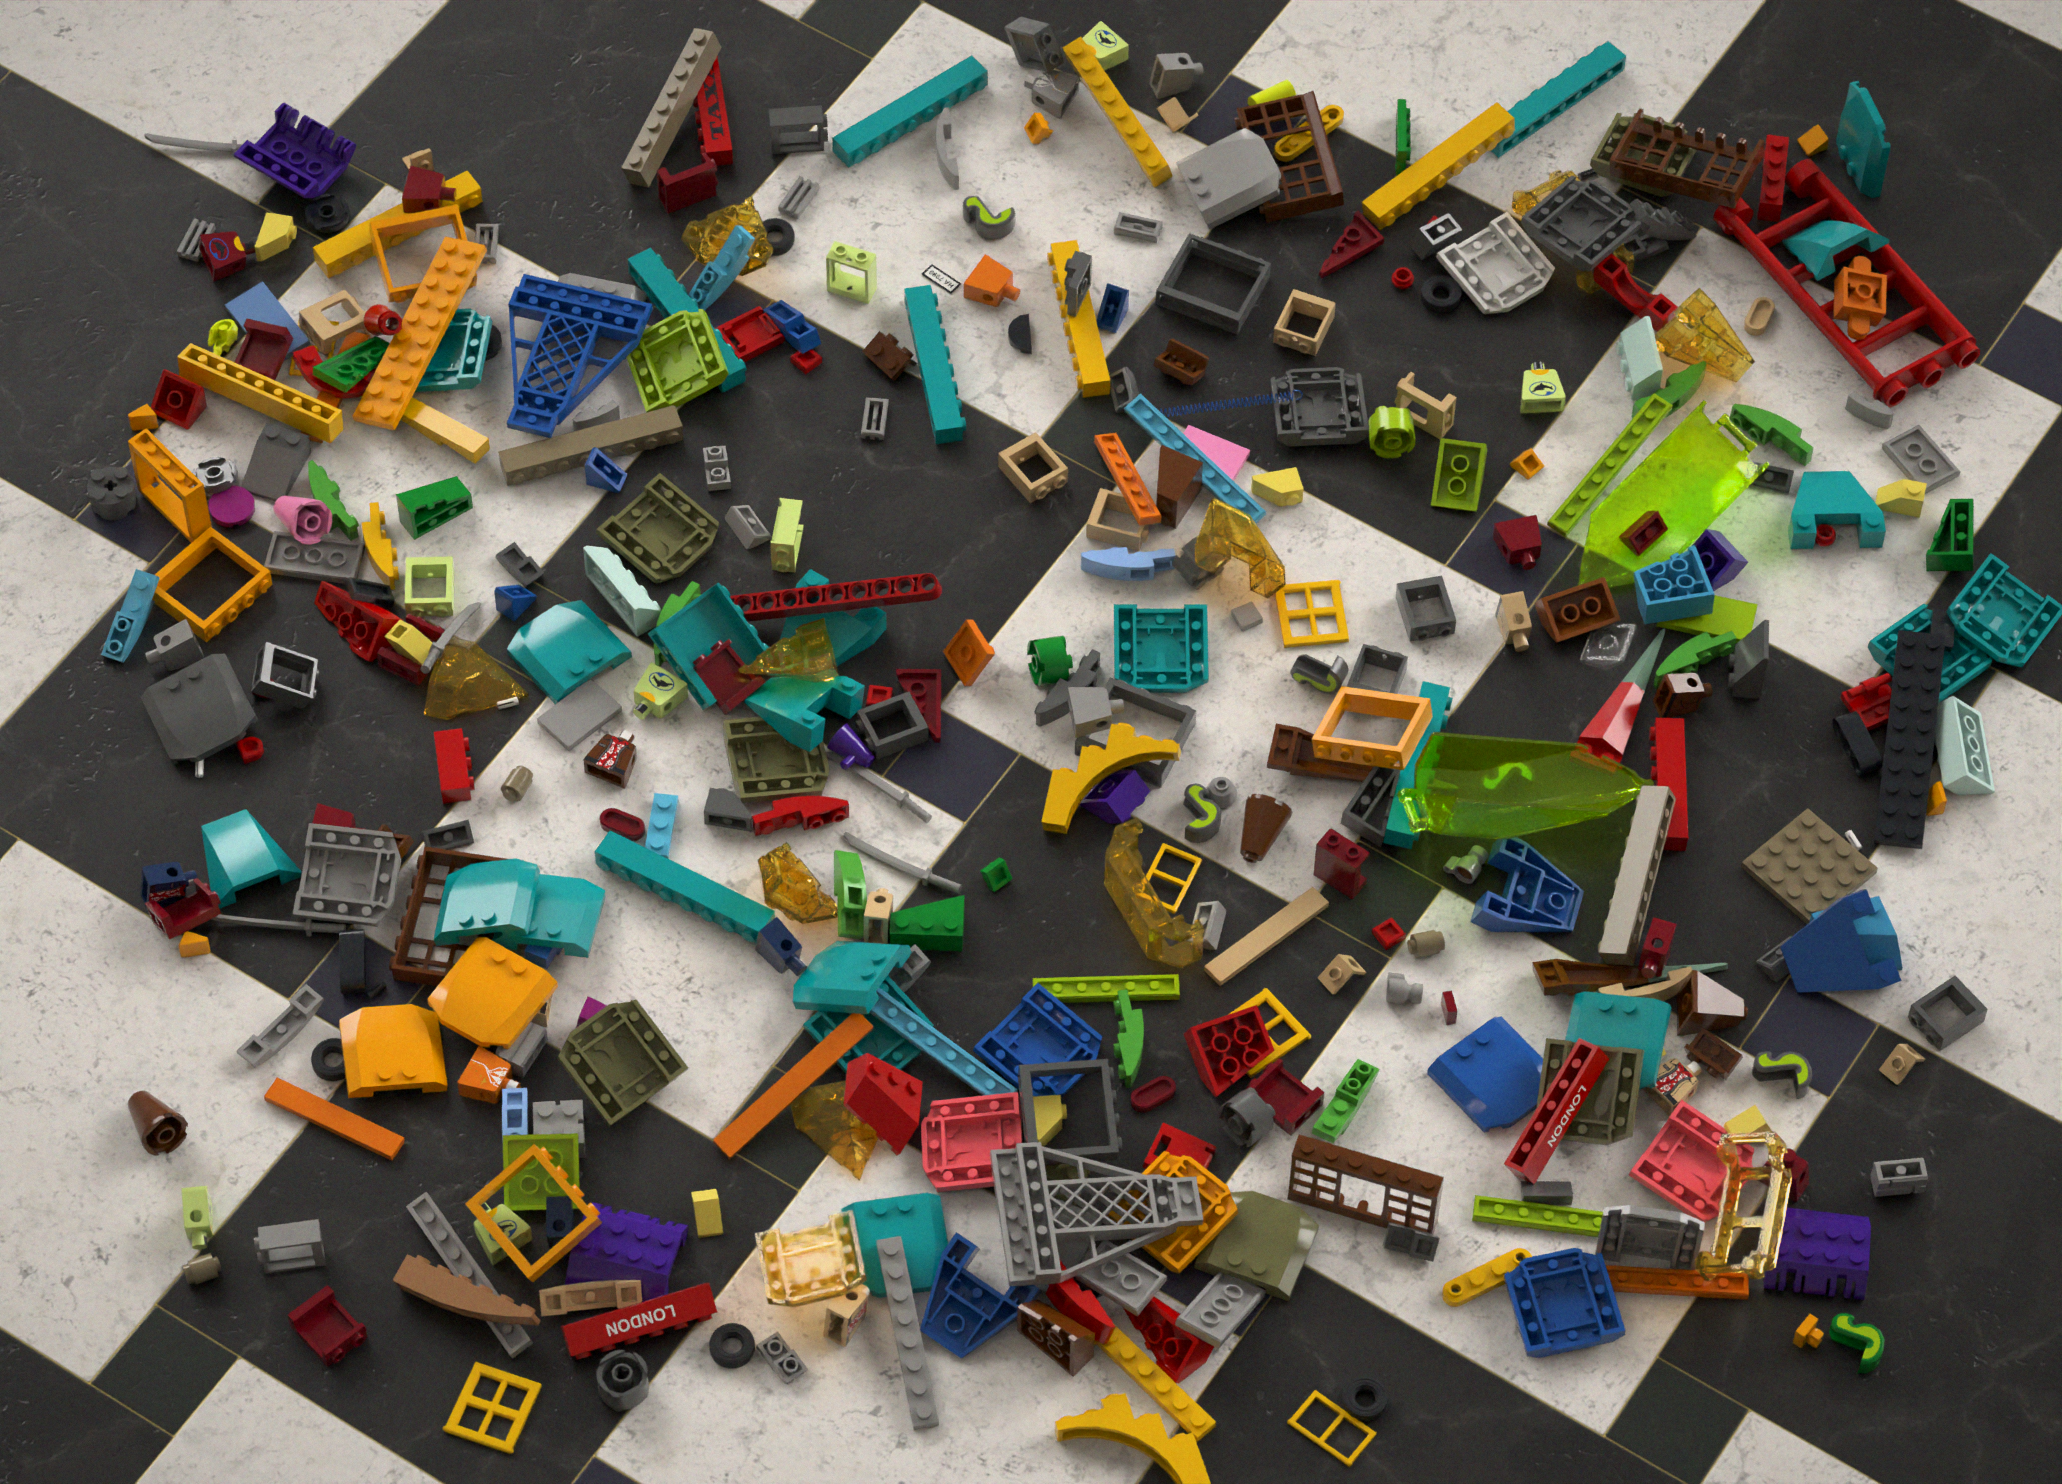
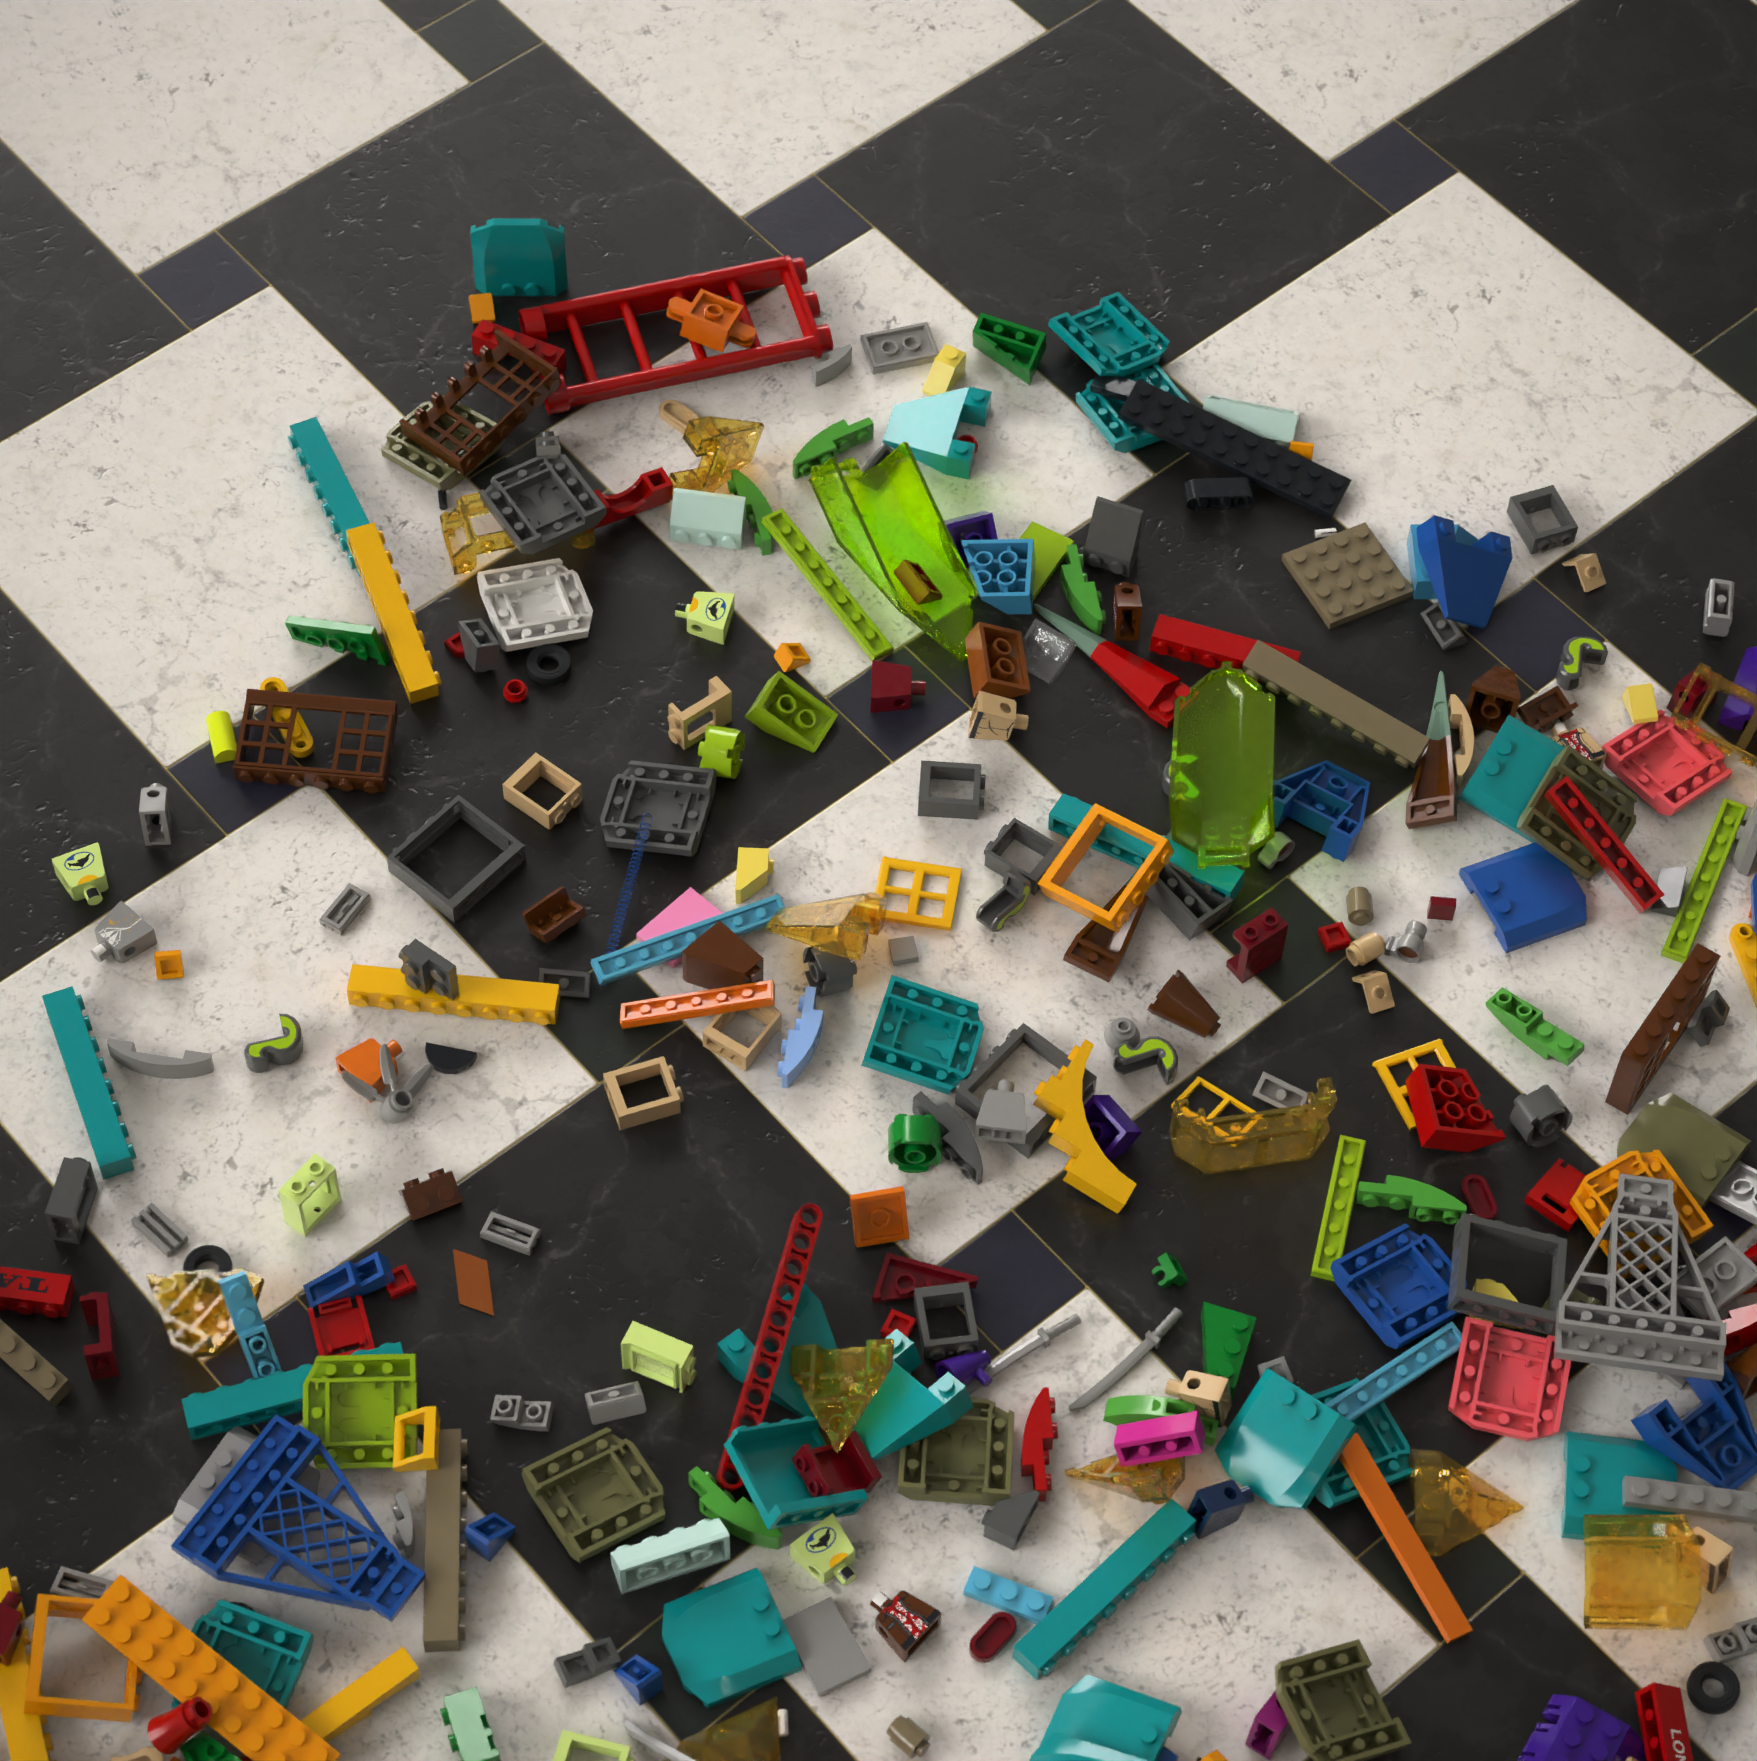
camera: 75 degrees left, 0 degrees up
(660, 404) = (430, 1457): none -> yellow tile
(707, 1213) = (1535, 1670): light yellow slope -> none
(821, 886) = (1159, 1439): none -> dark pink brick
(824, 408) = (473, 1282): none -> dark orange sticker
(883, 1099) = (1453, 1447): red wedge -> none
(934, 365) = (461, 1152): teal brick -> none
(941, 278) = (336, 1117): sticker -> none
(978, 294) = (399, 1101): none -> light grey plant
(1034, 38) = (38, 930): dark grey window -> none
(1113, 308) = (454, 951): blue slope -> none
(1117, 112) = (189, 877): yellow brick -> none
(1174, 114) = (214, 830): tan bracket -> none
(1231, 176) = (323, 798): light grey wedge -> none
(1266, 936) = (1309, 1040): tan tile -> none
(1287, 1095) = (1512, 1076): dark red panel -> none
(1356, 241) = (452, 718): dark red wing -> none
(1380, 955) = (1365, 949): none -> tan brick
(1654, 959) = (1427, 713): dark red torso -> none
(1824, 239) = (631, 329): teal wedge -> none
(1870, 700) = (1173, 467): red plate -> none

